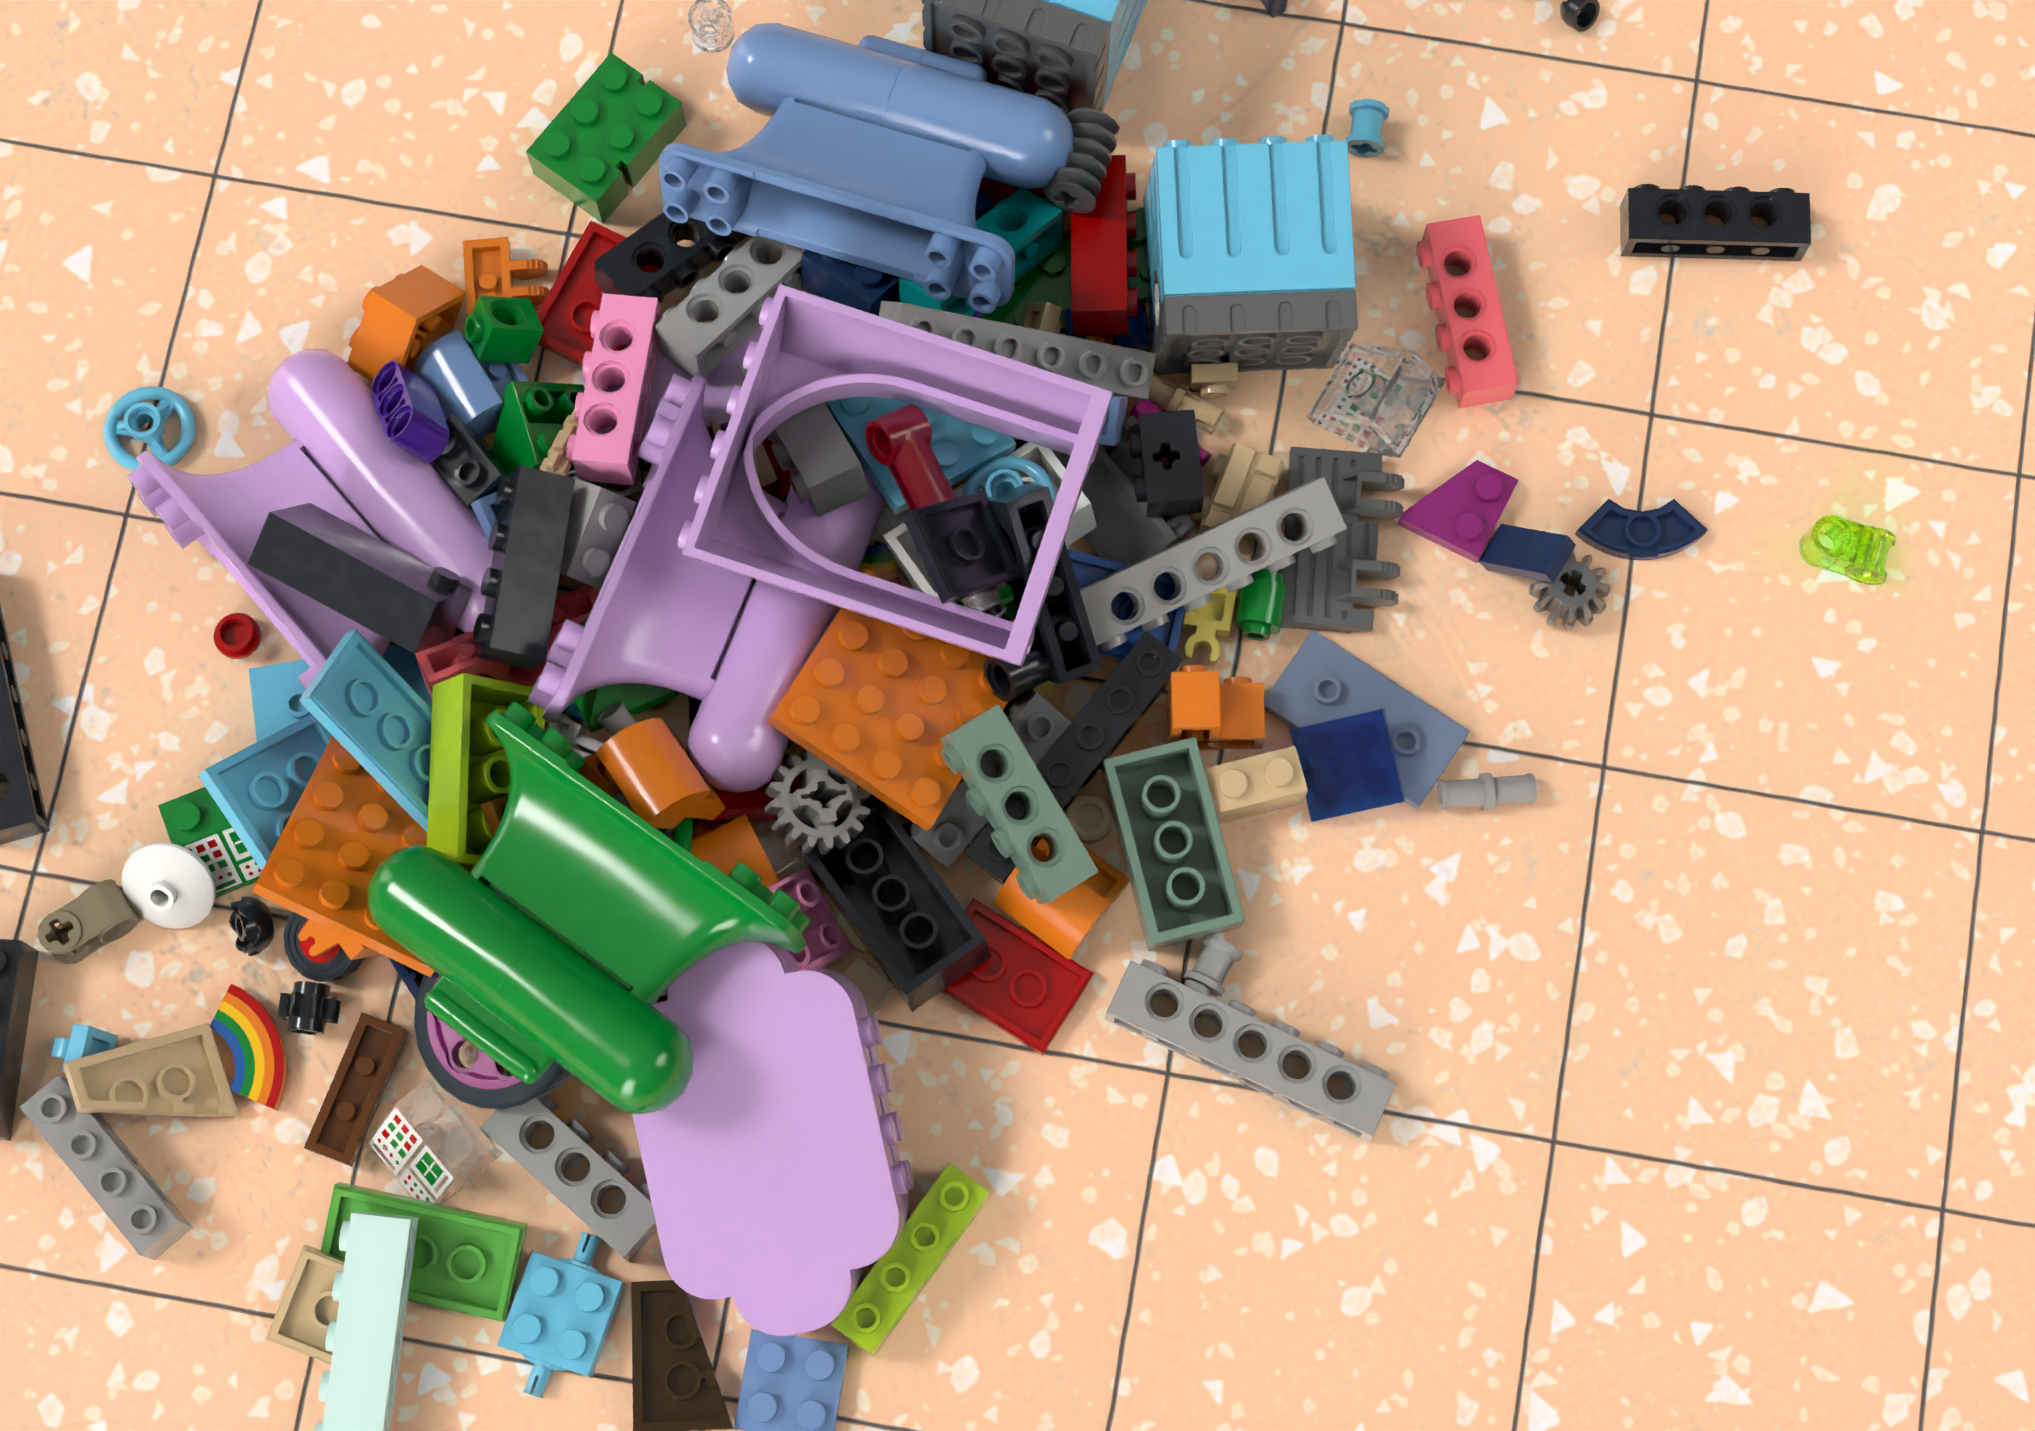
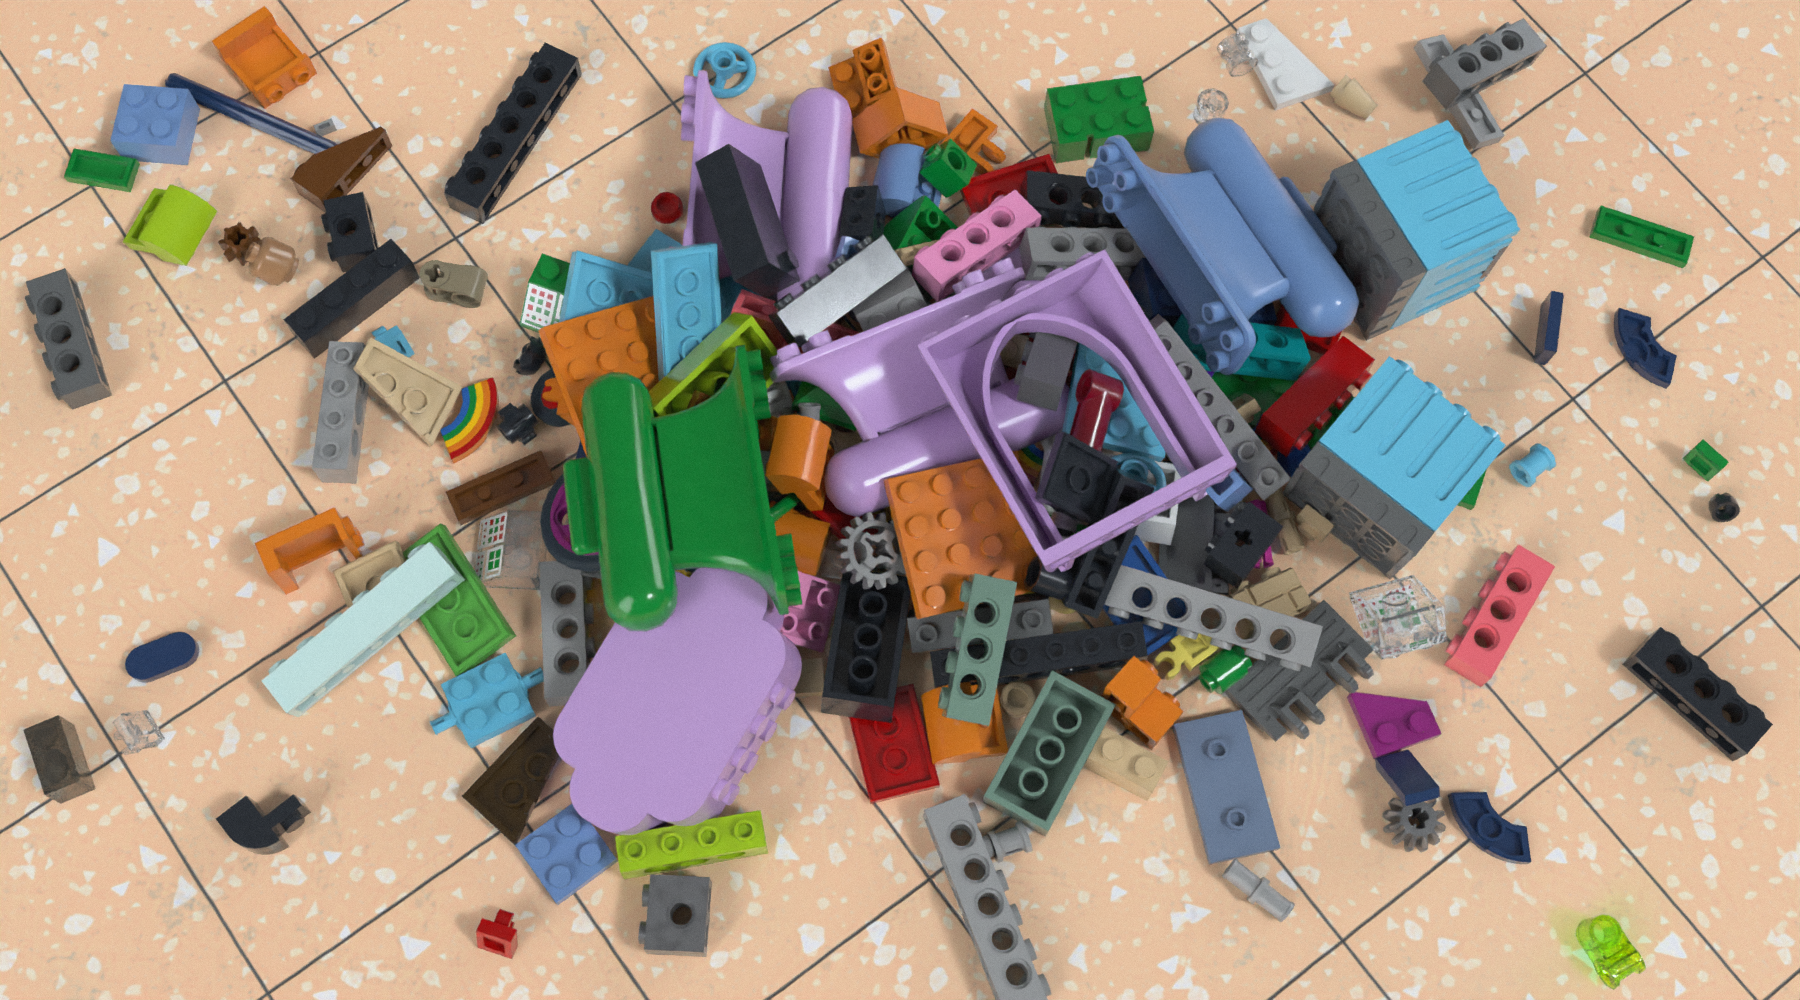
camera: 40 degrees right, 5 degrees down
(178, 874) = (510, 299): white dish -> none
(213, 1335) = (305, 544): none -> orange panel
(316, 307) = (864, 77): none -> orange brick
(409, 412) = (856, 165): dark purple beam -> none
(962, 1371) = (663, 898): none -> flat silver brick
(1080, 181) = (1333, 348): dark grey piece -> none
(1348, 764) = (1190, 801): clear blue plate -> none

